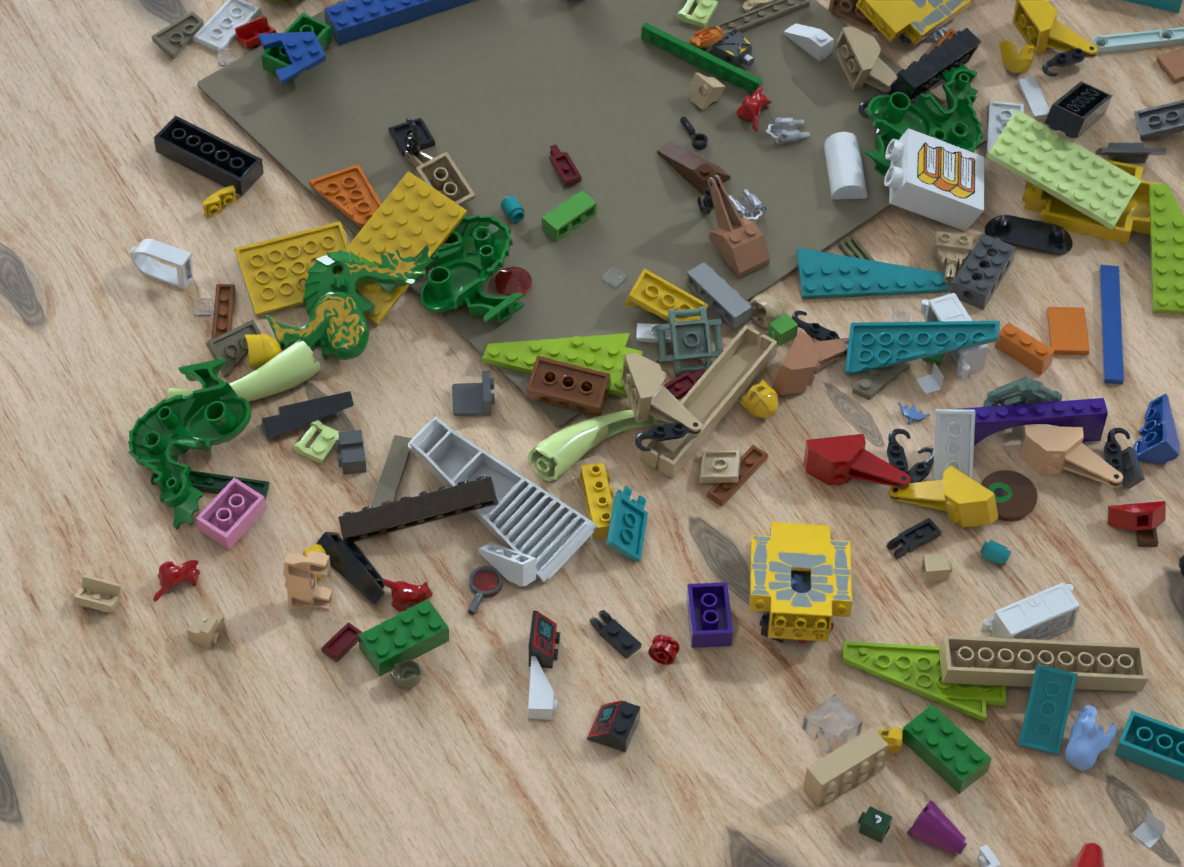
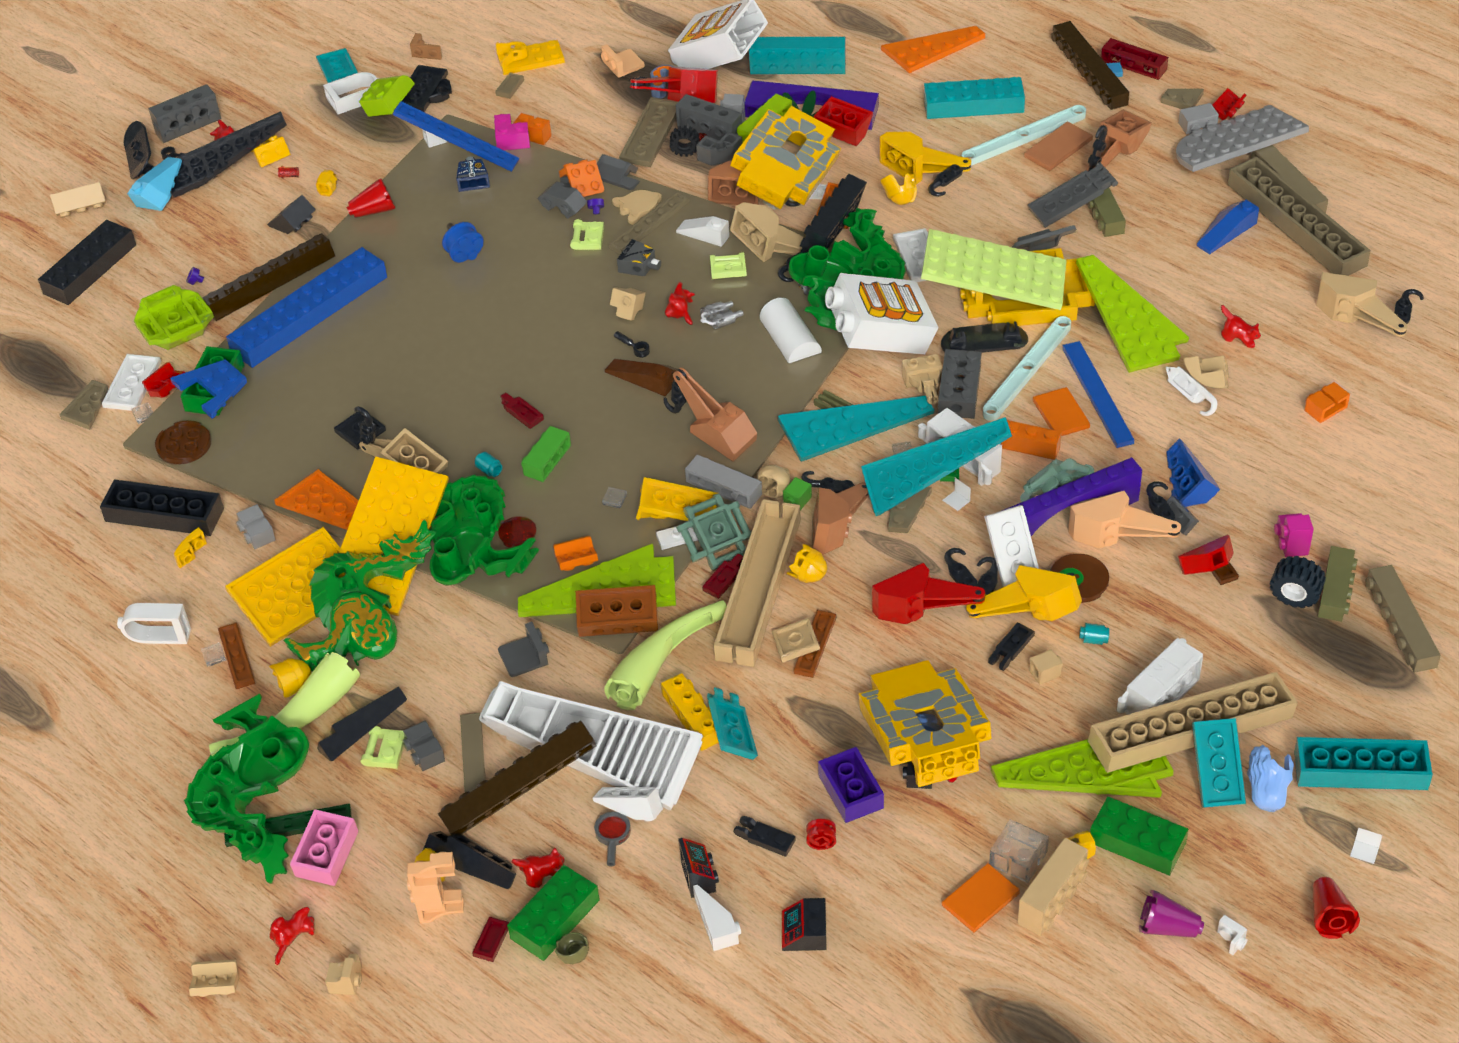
camera: 15 degrees left, 5 degrees down
(232, 345) = (258, 680): dark tan wing -> none
(250, 98) = (183, 442): none -> reddish brown tile
(284, 200) = (255, 527): none -> light grey brick
(555, 319) = (575, 553): none -> orange bracket
(648, 397) = (693, 588): tan slope -> none
(700, 58) = (610, 275): green plate -> none
(707, 37) = (608, 255): orange tile -> none
(749, 207) = (718, 390): clear piece -> none
(780, 754) = (980, 897): none -> orange tile
(816, 83) = (728, 266): none -> yellowish green plate
(874, 824) = (1105, 933): dark green brick -> none
(912, 413) = (953, 532): medium blue piece -> none
(1033, 98) = (930, 218): white tile -> none
(1046, 282) = (1019, 376): none -> light aqua beam
(1078, 109) = (981, 215): black brick -> none

